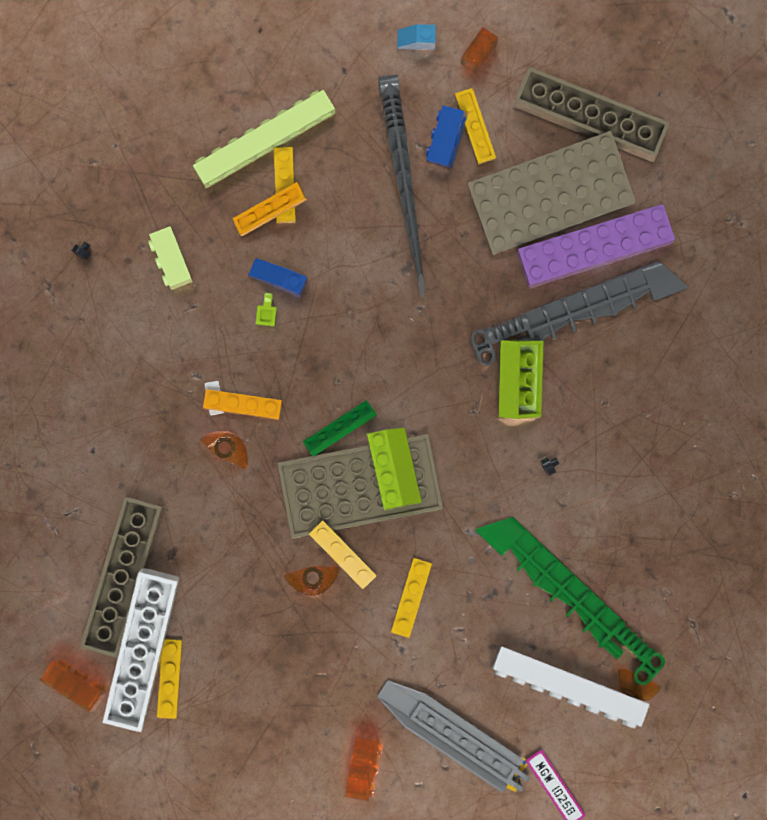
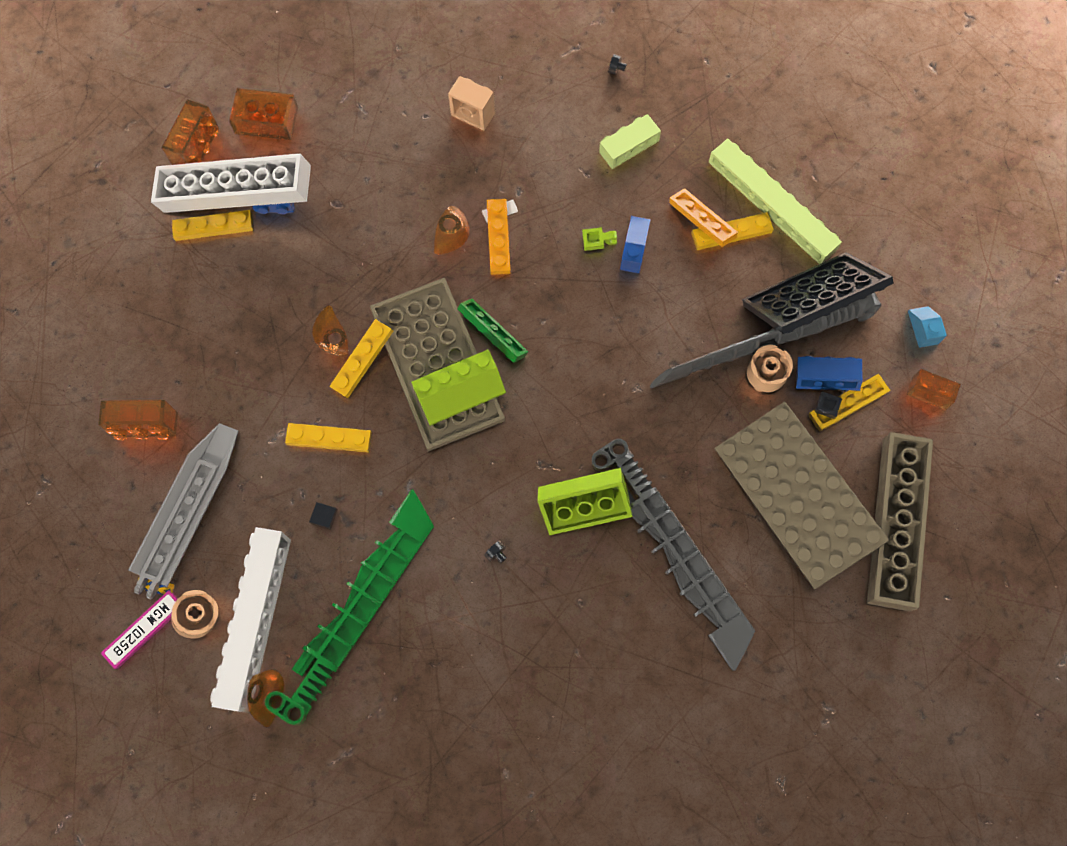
camera: 80 degrees right, 10 degrees down
(61, 609) = (263, 114): none -> clear orange brick
(98, 400) = (472, 103): none -> light nougat brick
(126, 556) = (331, 159): dark tan brick -> none
(371, 127) = (817, 292): none -> black plate
(441, 185) = (769, 368): none -> light nougat brick
(476, 145) = (828, 405): none -> black tile
(484, 613) = (323, 515): none -> black tile
(564, 732) = (183, 607): none -> light nougat brick
(595, 246) = (753, 556): medium lavender brick -> none

